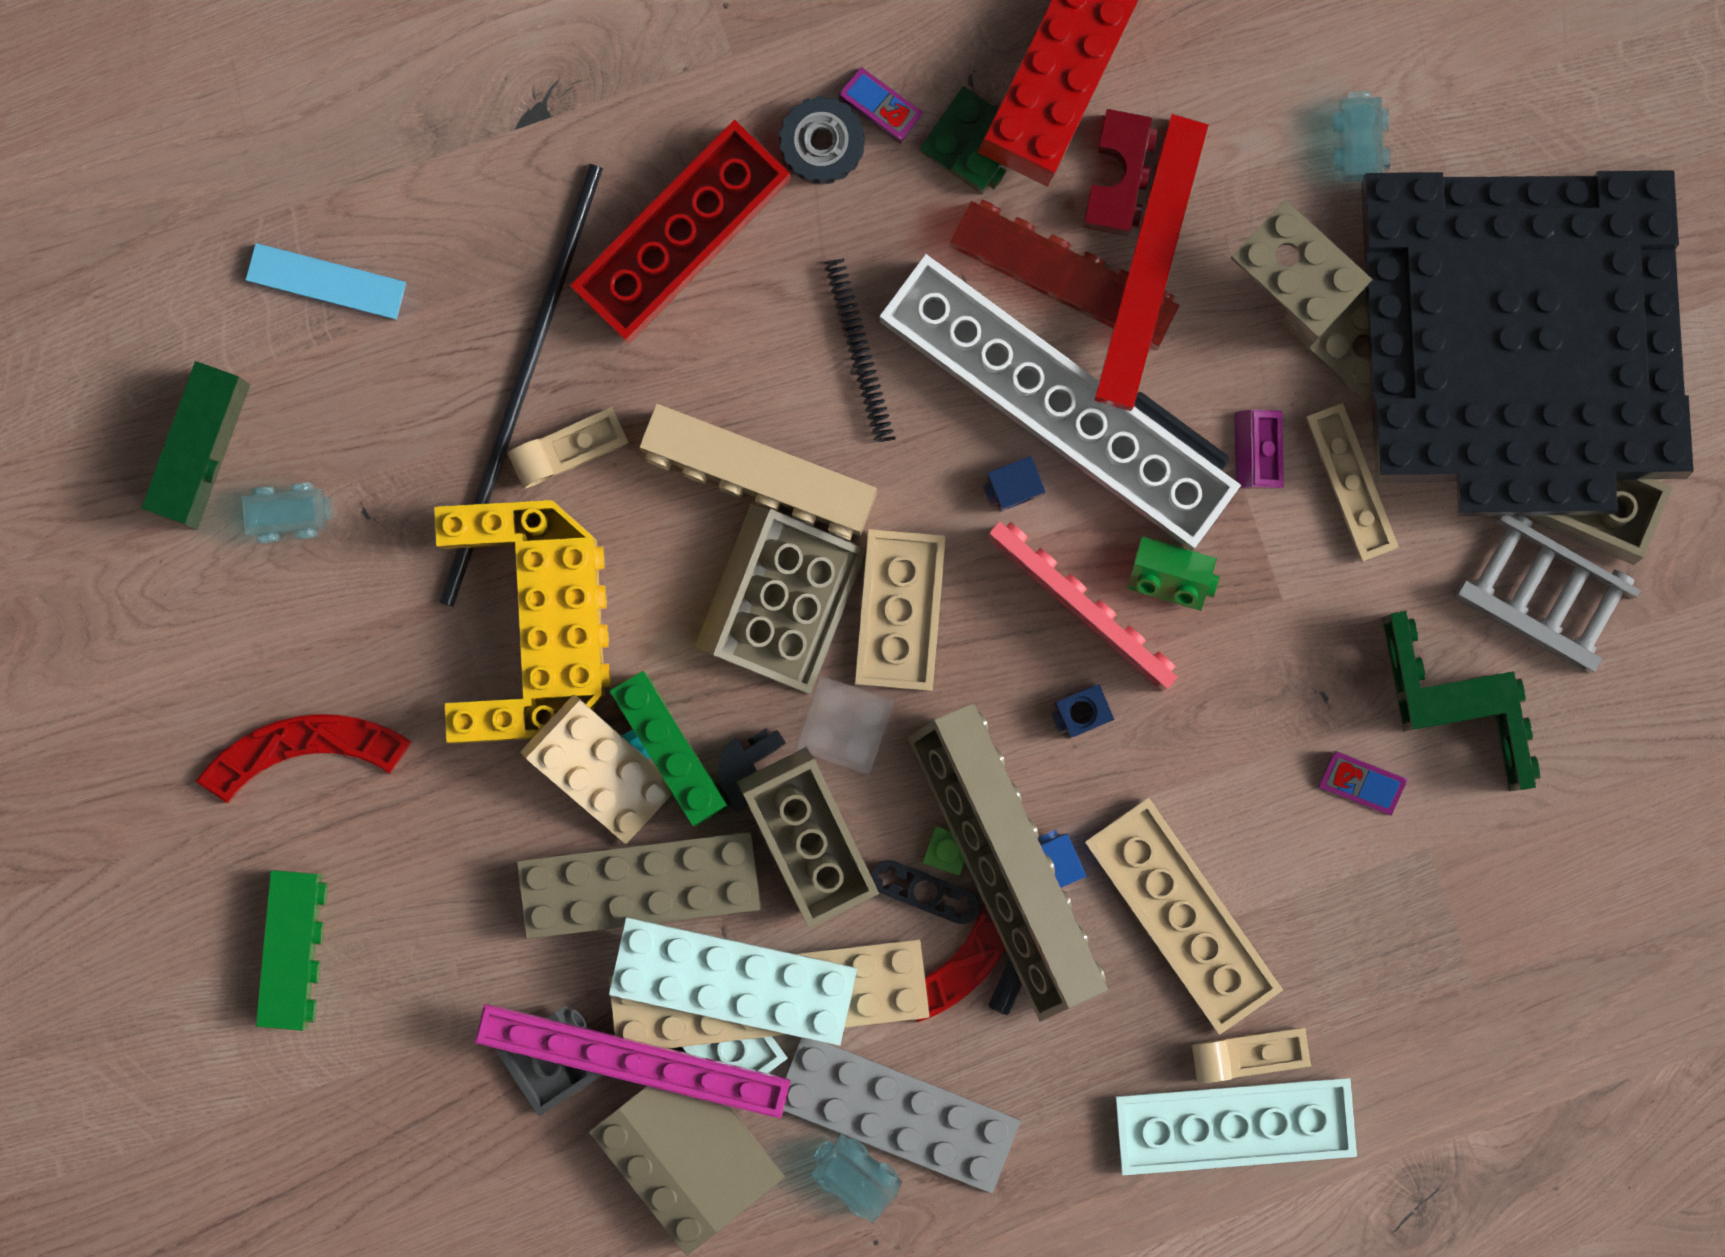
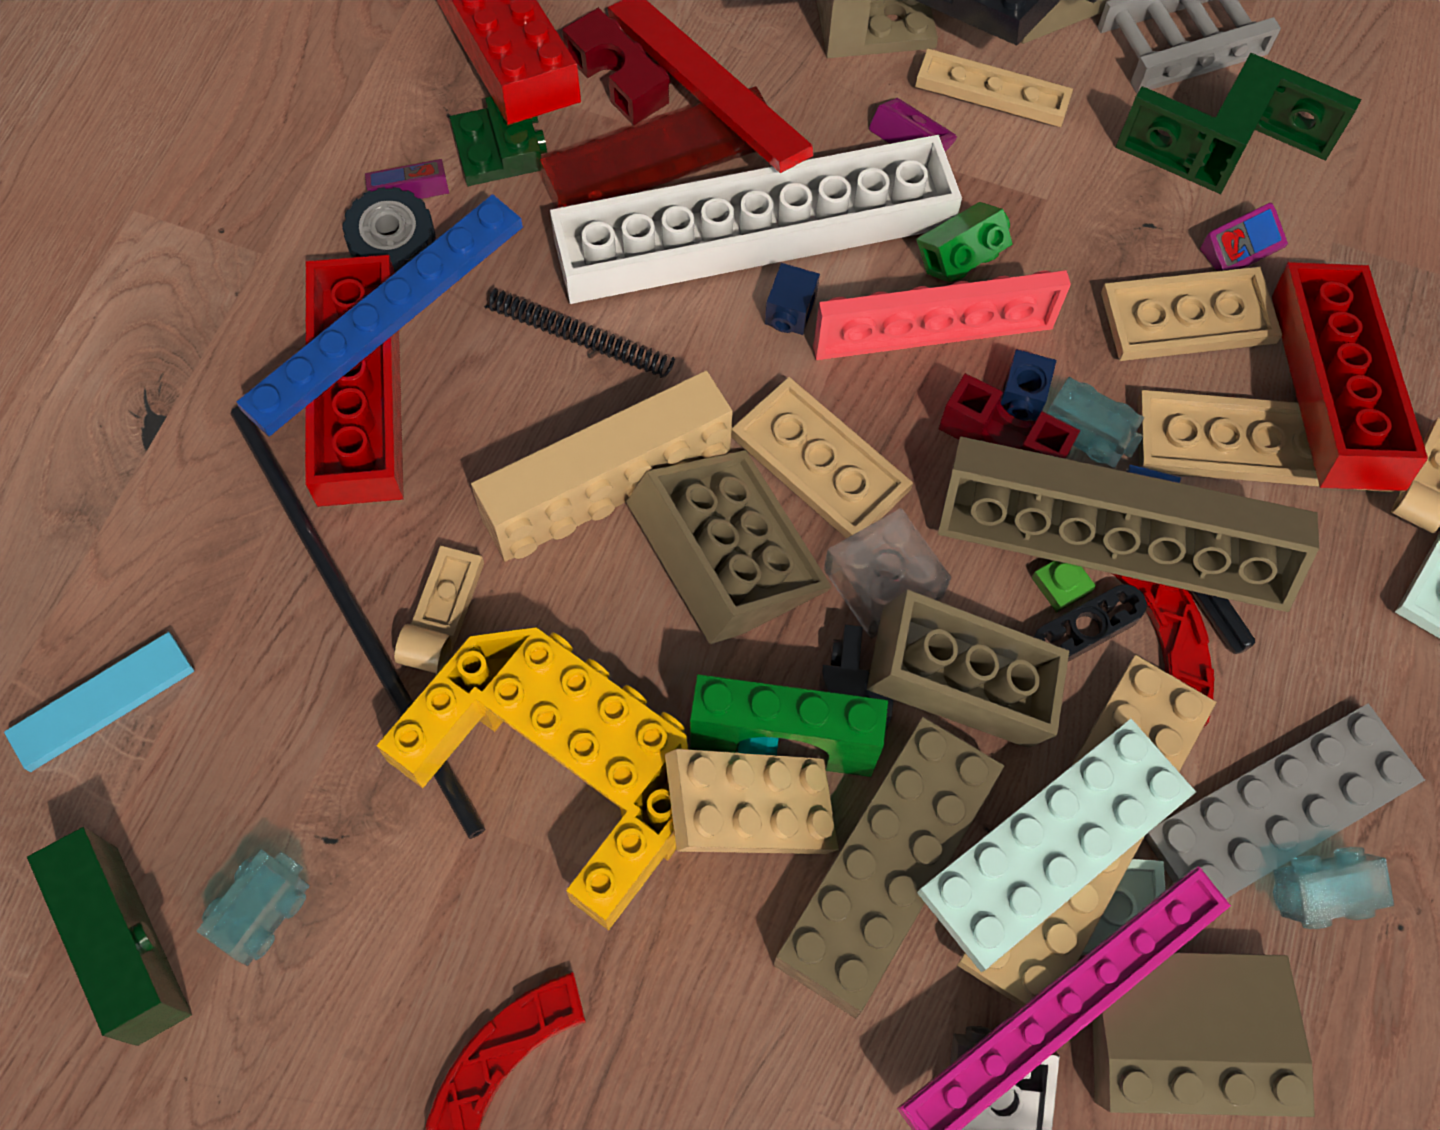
camera: 55 degrees left, 20 degrees down
(738, 217) = (379, 315): none -> blue plate
(1028, 726) = (977, 414): none -> dark red arch
(1089, 793) = (1105, 425): none -> clear light blue brick
(1254, 786) = (1190, 313): none -> tan plate
(1270, 936) = (1347, 378): none -> red brick

